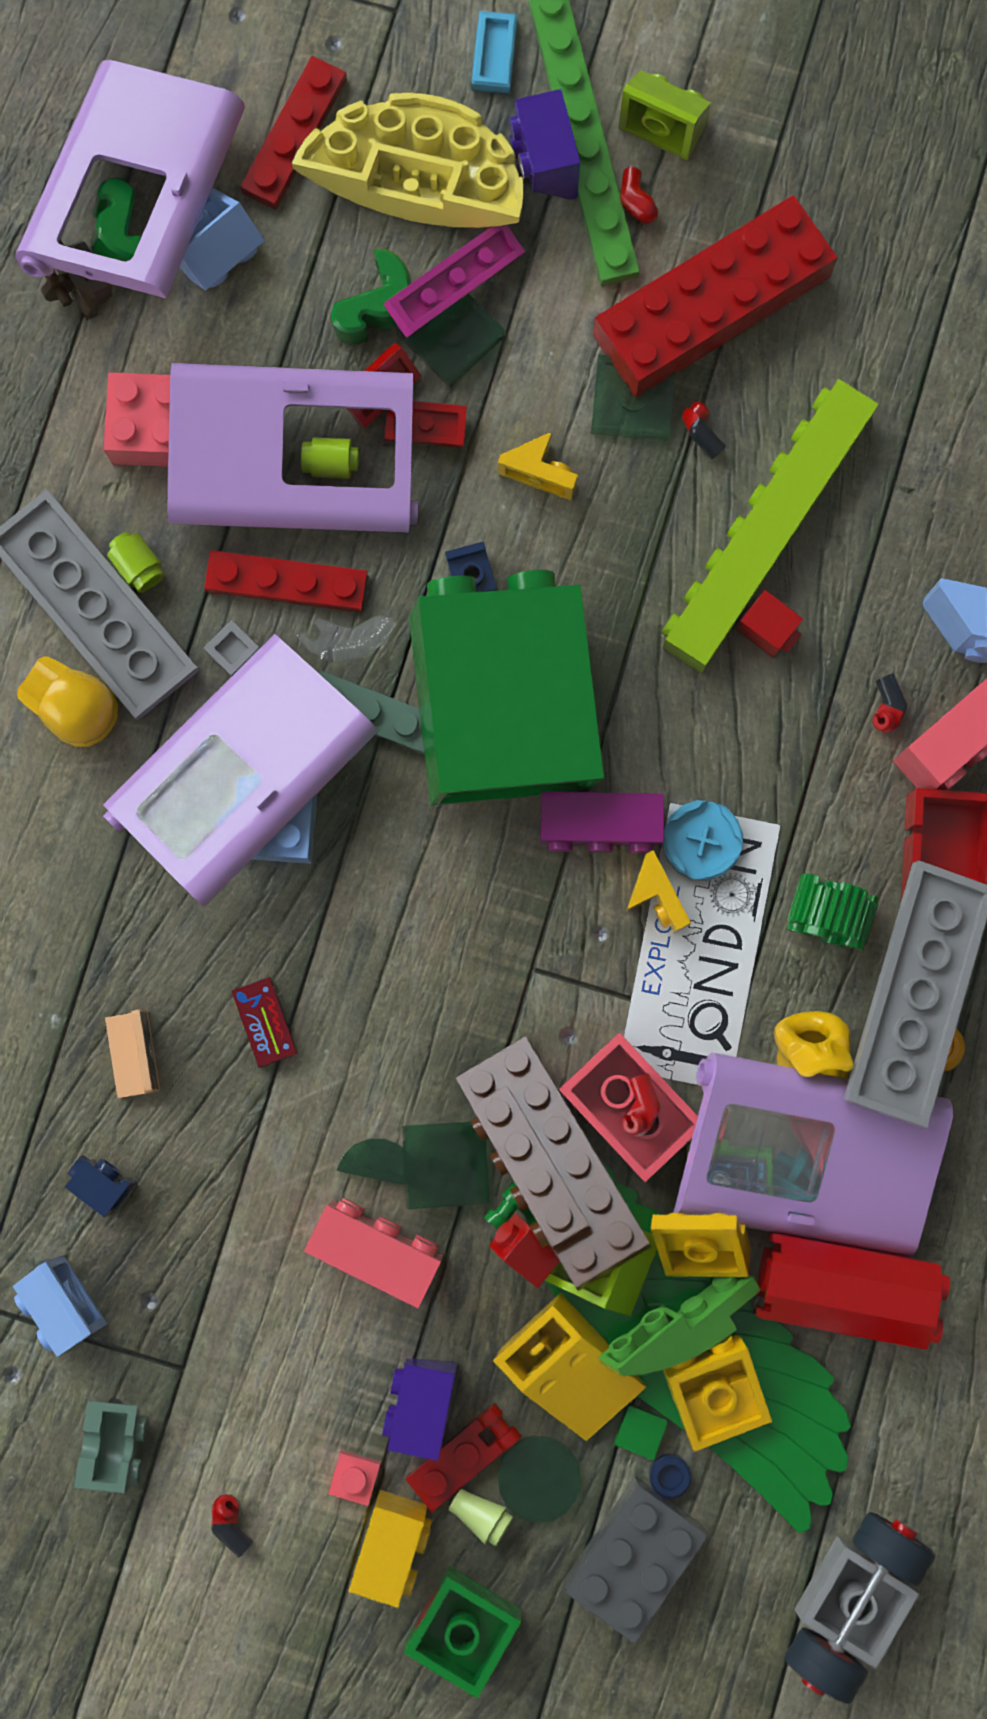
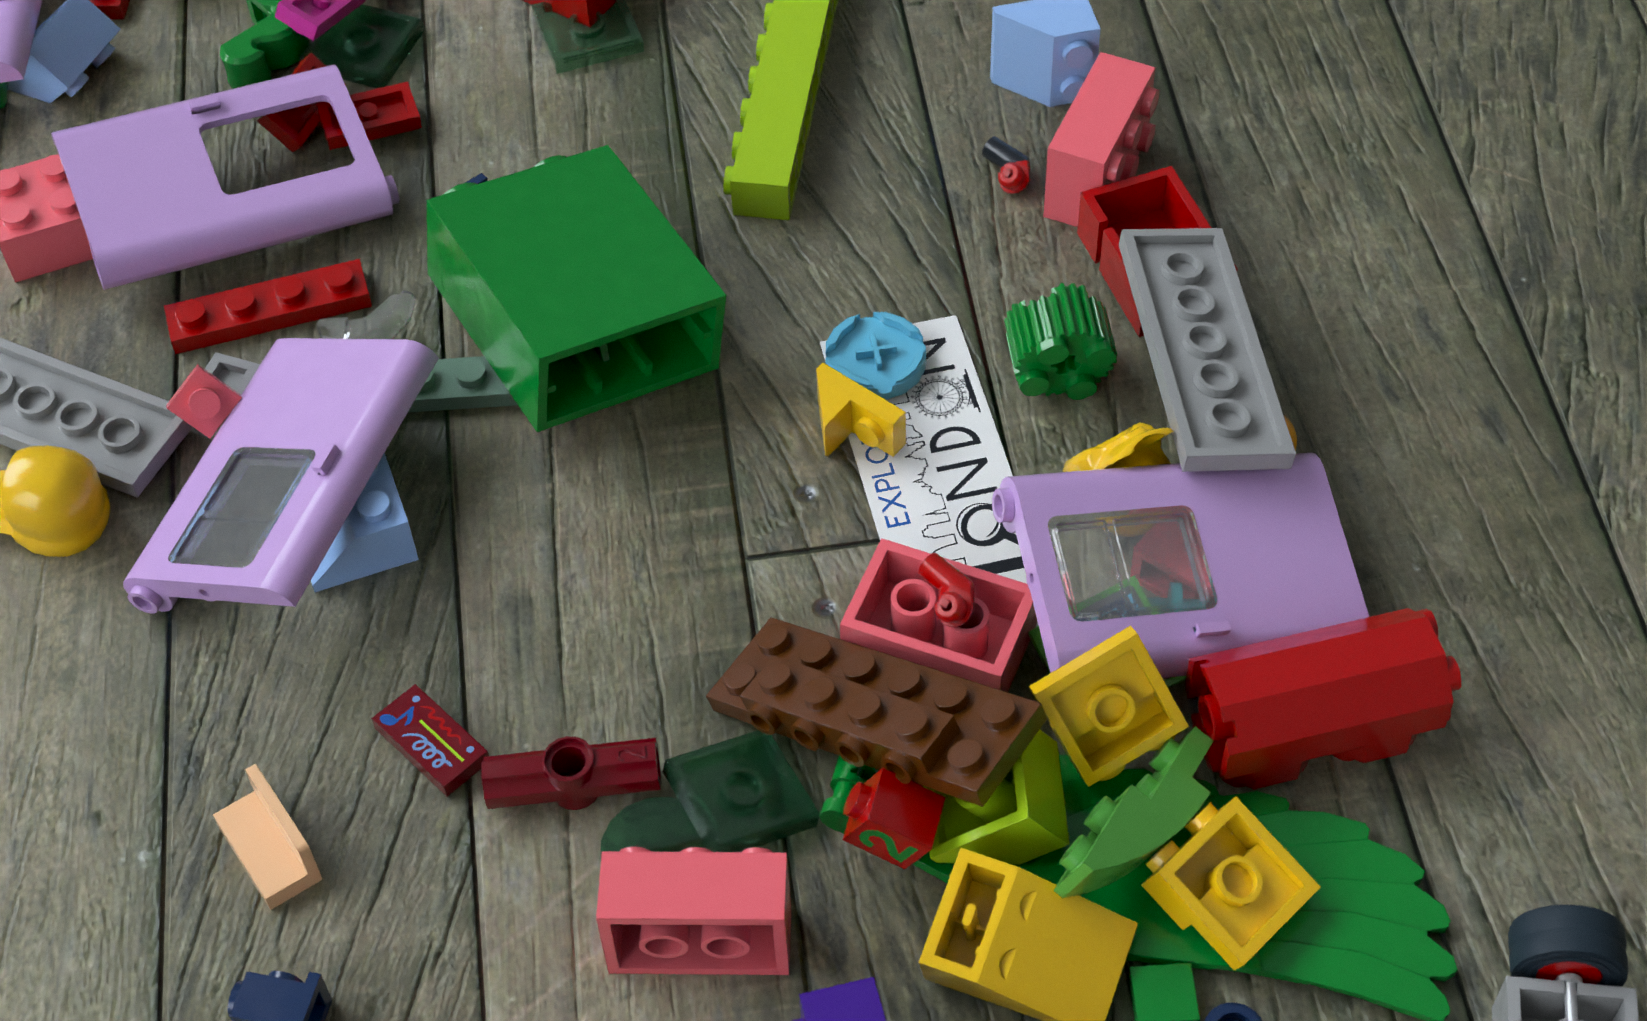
camera: 25 degrees left, 30 degrees down
(135, 561) = (77, 343): lime brick -> none
(206, 672) = (203, 401): none -> coral plate
(318, 1089) = (539, 777): none -> dark red piece
(329, 457) = (270, 170): lime brick -> none
(528, 467) = (507, 111): yellow slope -> none
(602, 821) = (745, 373): magenta brick -> none
(700, 431) = (666, 20): black arm -> none
(770, 625) = (839, 142): red brick -> none

